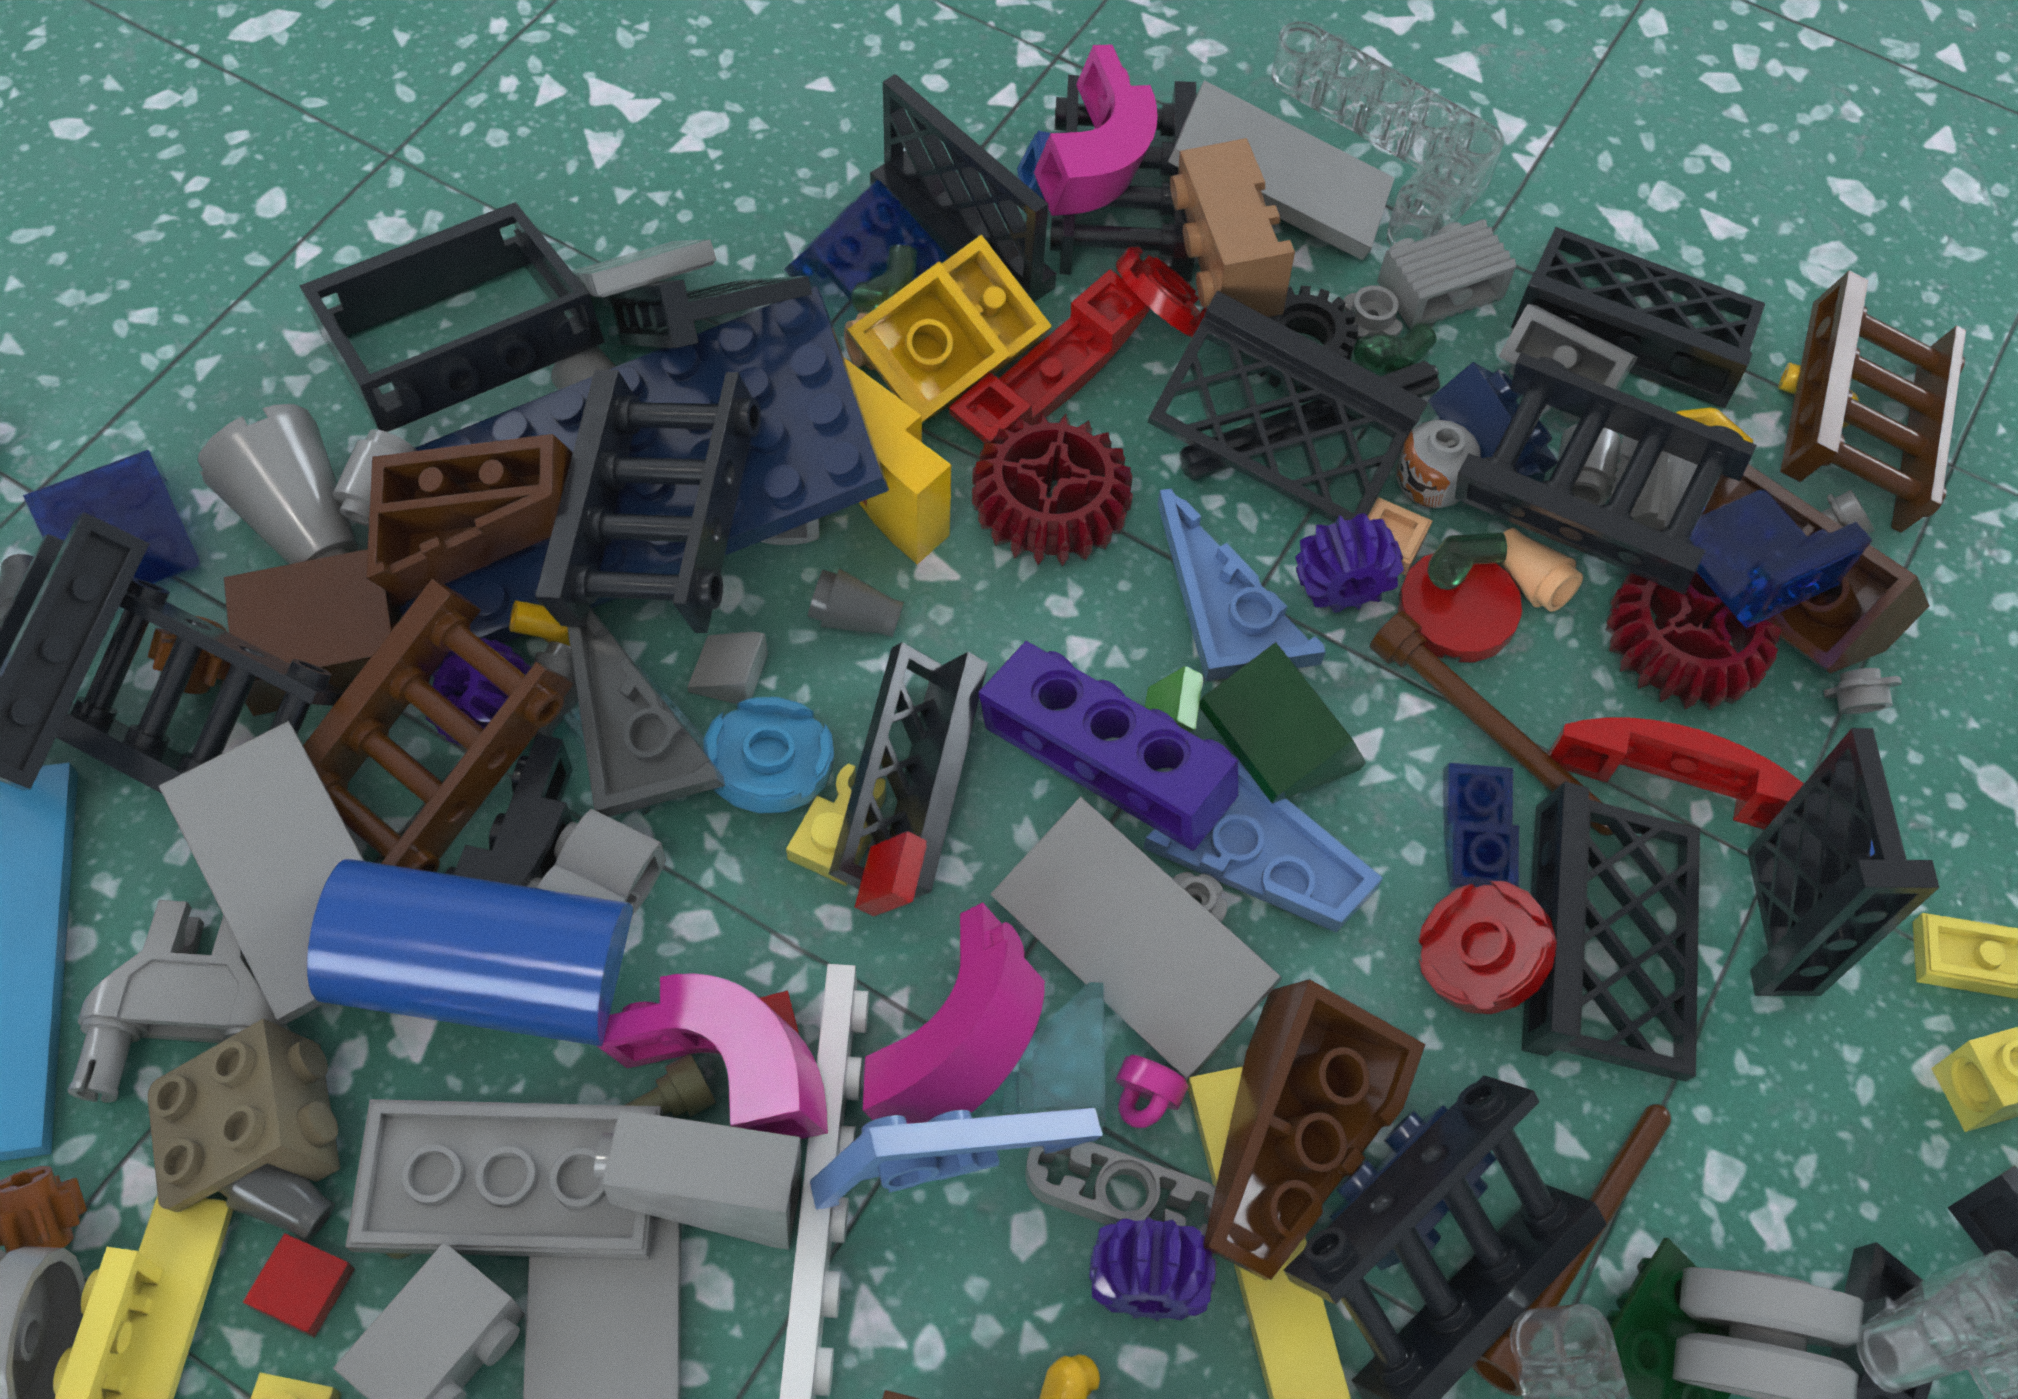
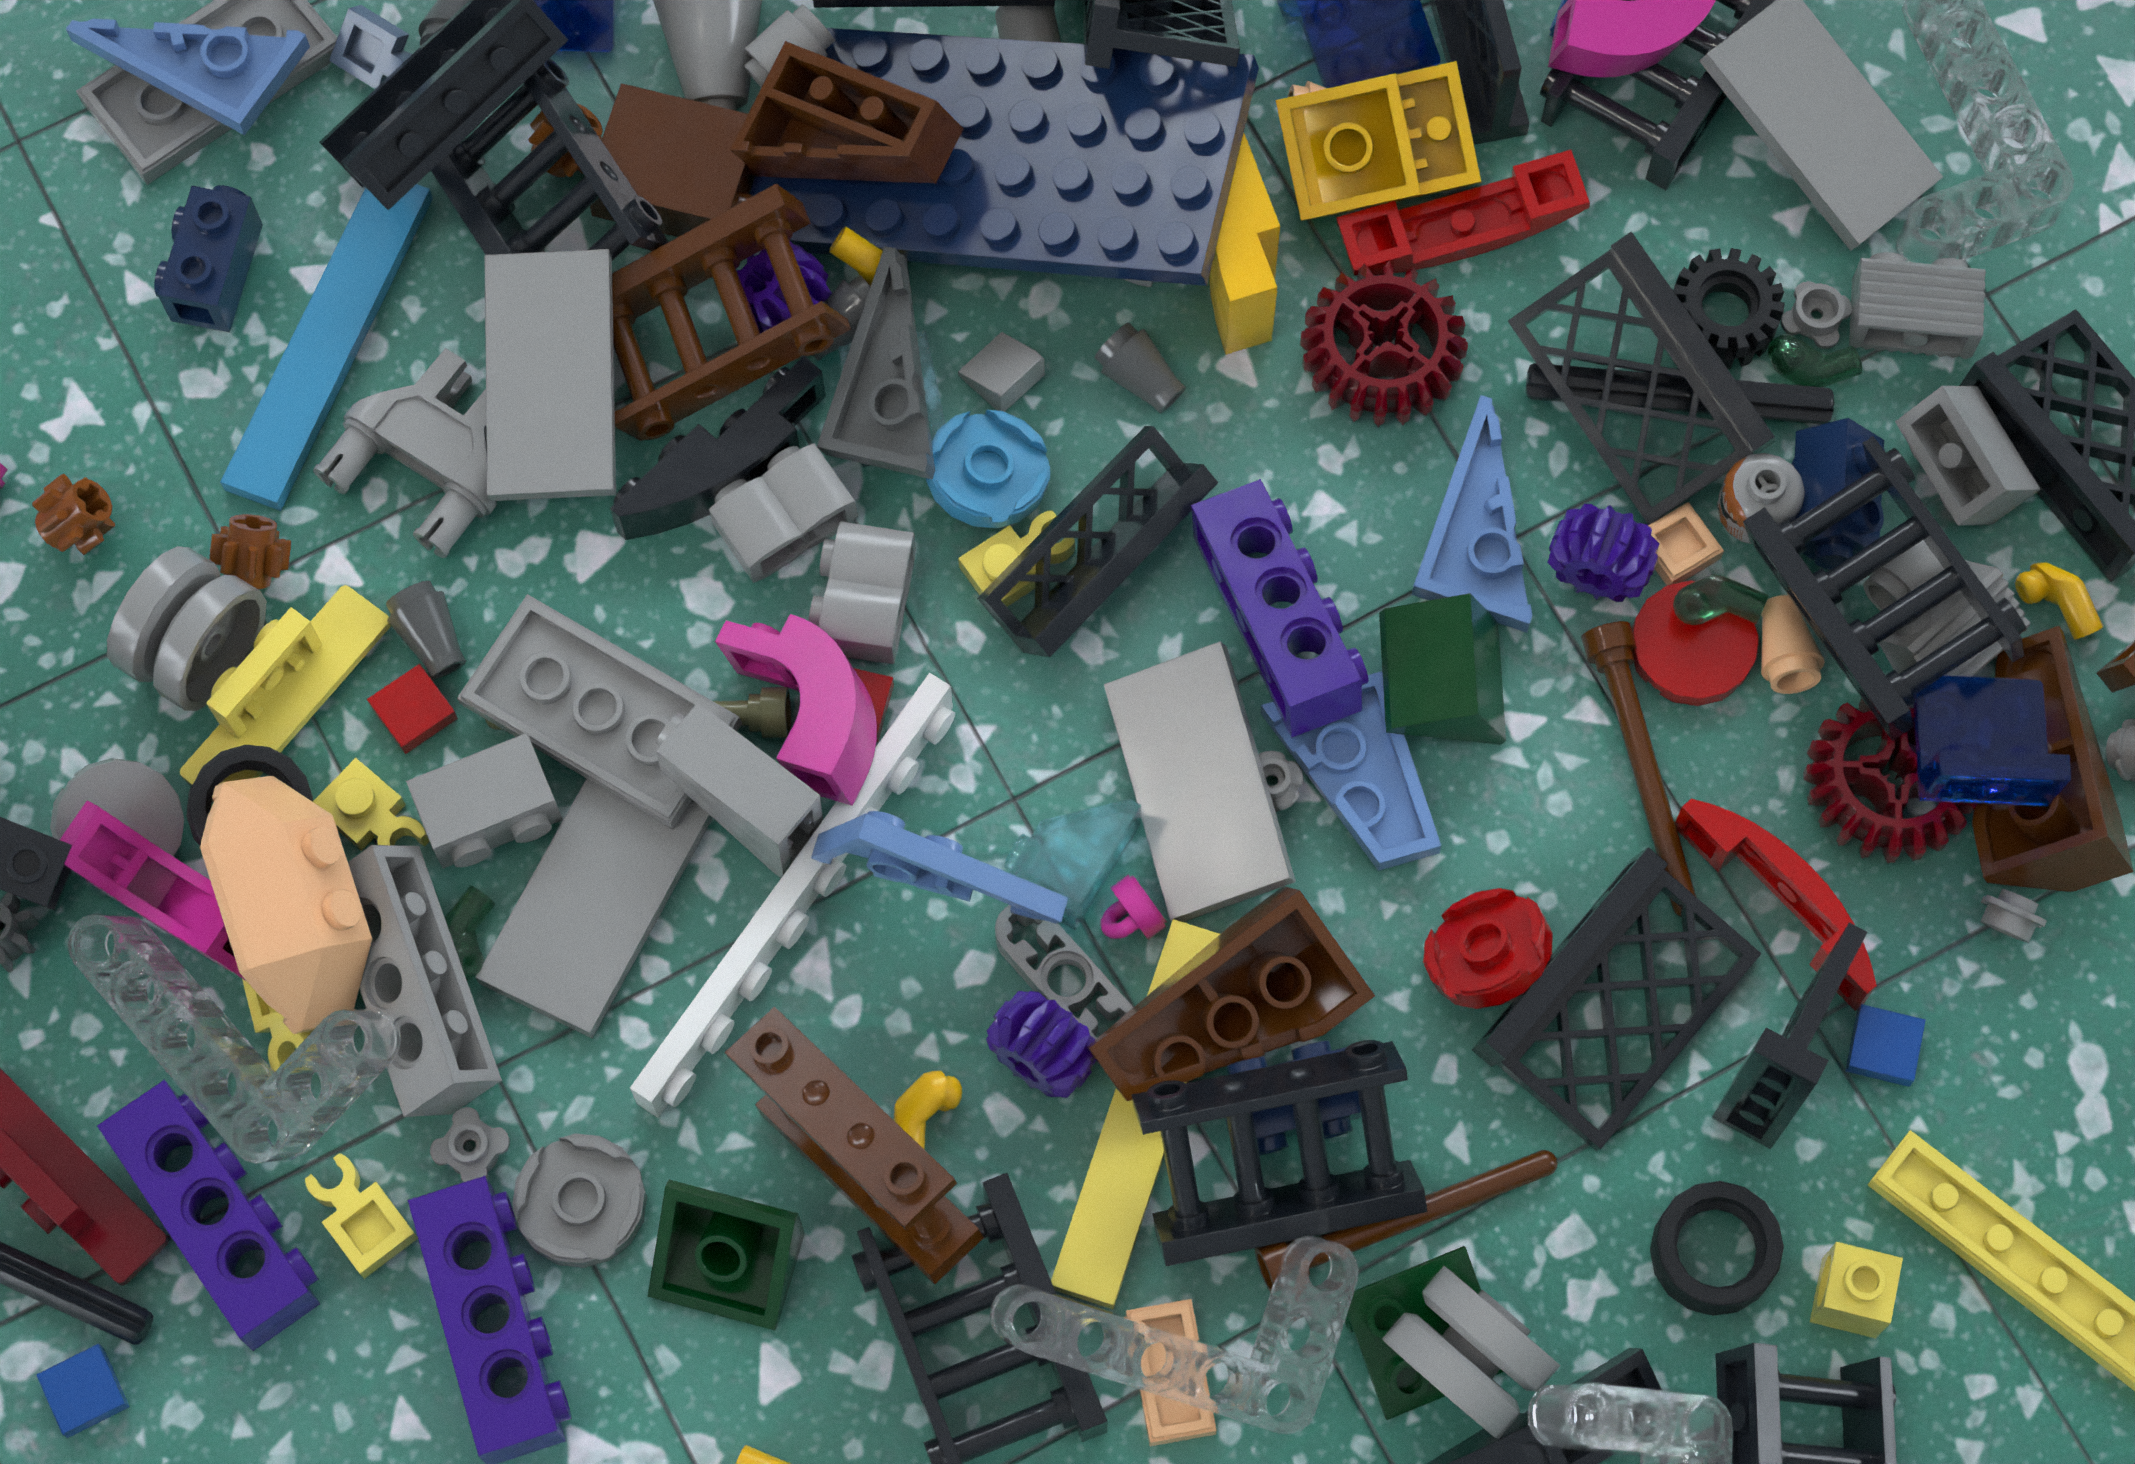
camera: 35 degrees right, 10 degrees up
(239, 1108) = (431, 552): dark tan bracket -> none
(467, 951) = (655, 515): blue brick -> none
(602, 468) = (950, 163): black fence -> none
(715, 919) = (865, 590): none -> light grey brick
(891, 874) = (1023, 625): red tile -> none
(898, 274) = (1343, 69): clear green arm -> none
(973, 1036) = (1012, 790): dark pink arch -> none
(1161, 290) = (1610, 194): red tile -> none
(1178, 696) = (1364, 600): bright green tile -> none
(1232, 227) = (1698, 169): medium nougat wedge -> none
(1479, 826) = (1566, 849): clear blue slope -> none
(1890, 1077) = (1744, 1206): none -> black tyre

